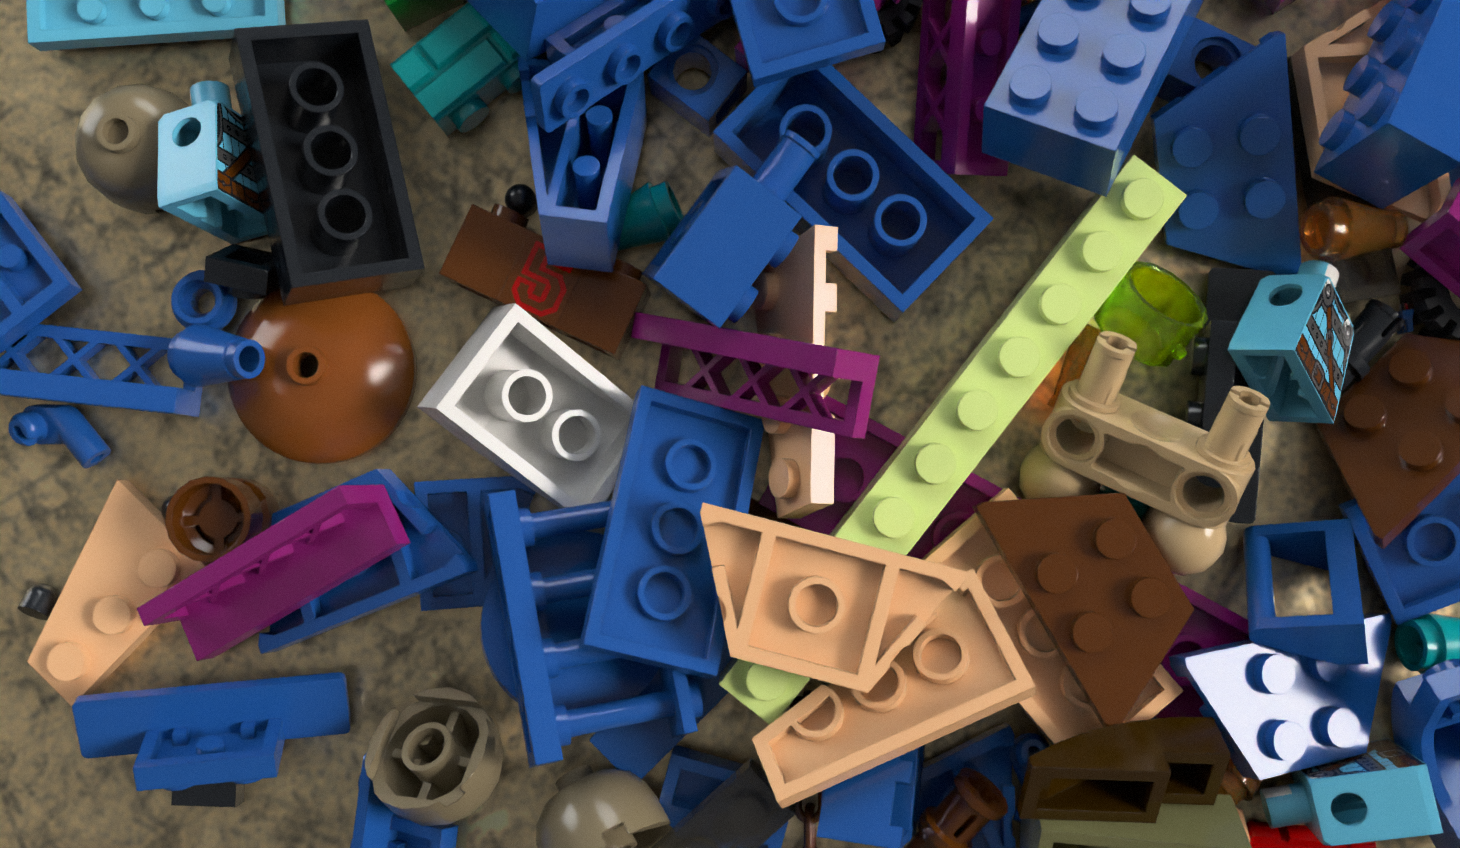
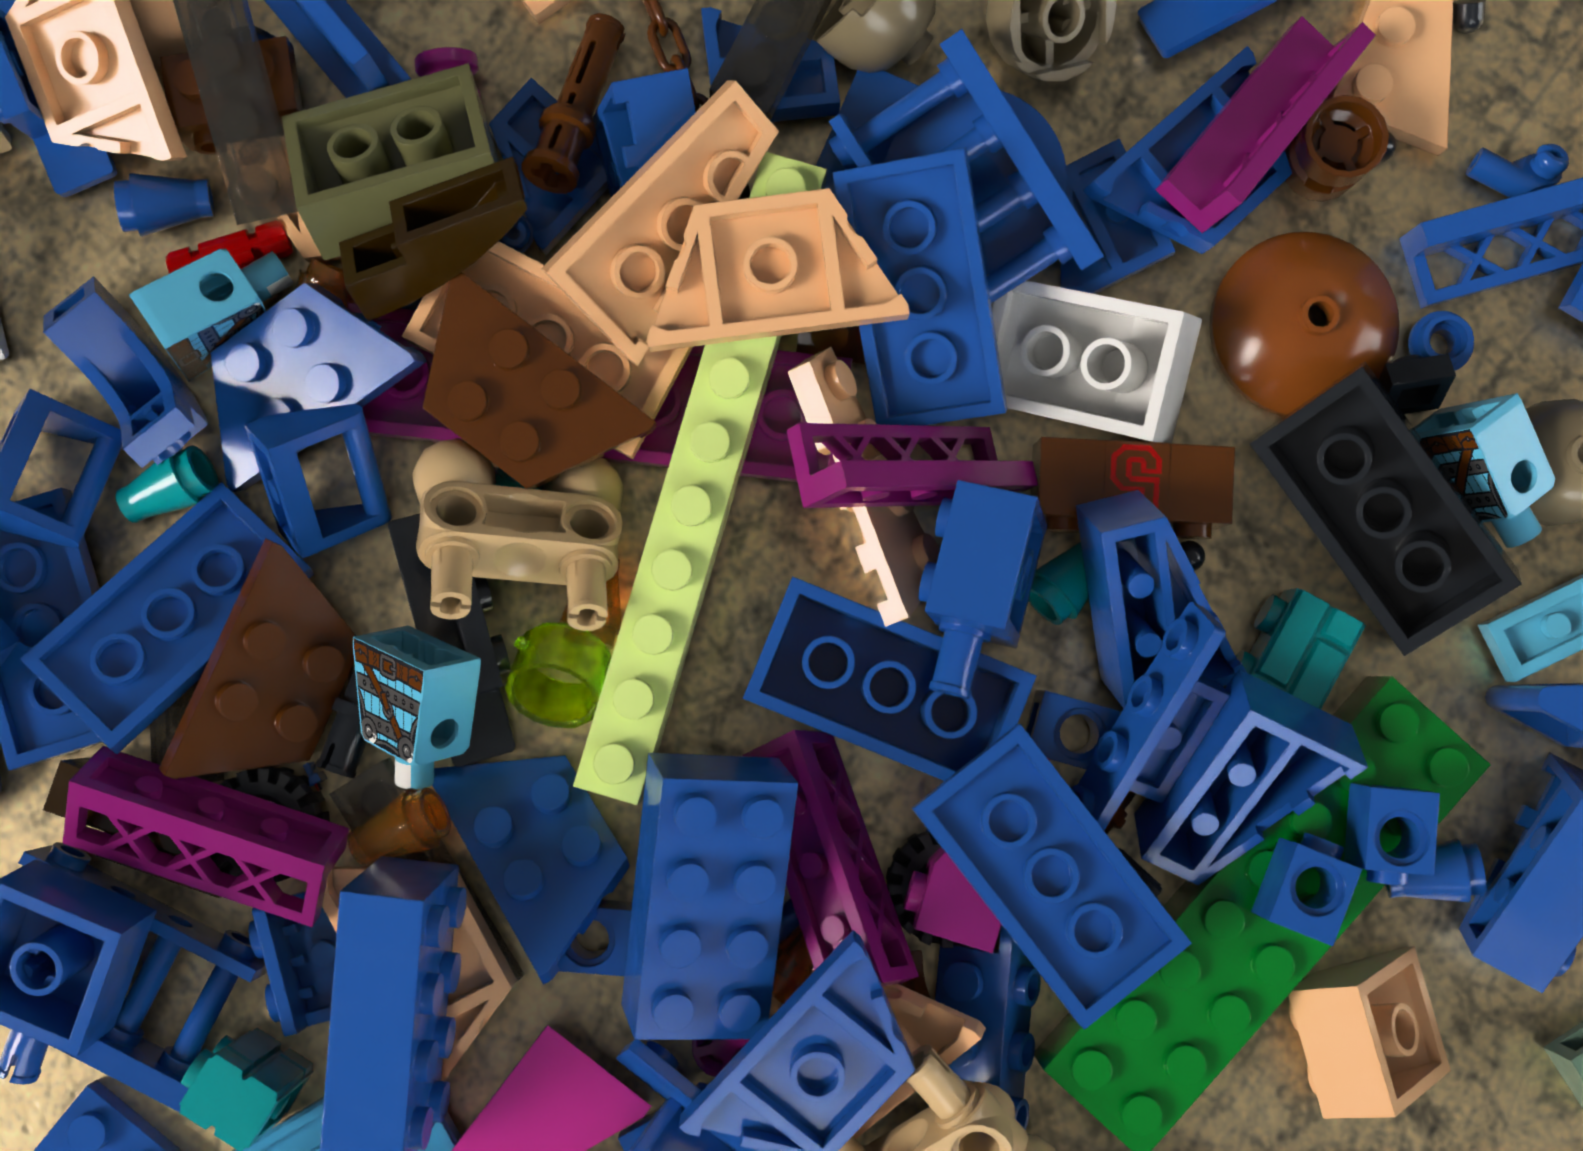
camera: 150 degrees right, 0 degrees up
(212, 356) = (1410, 290): blue cone -> none

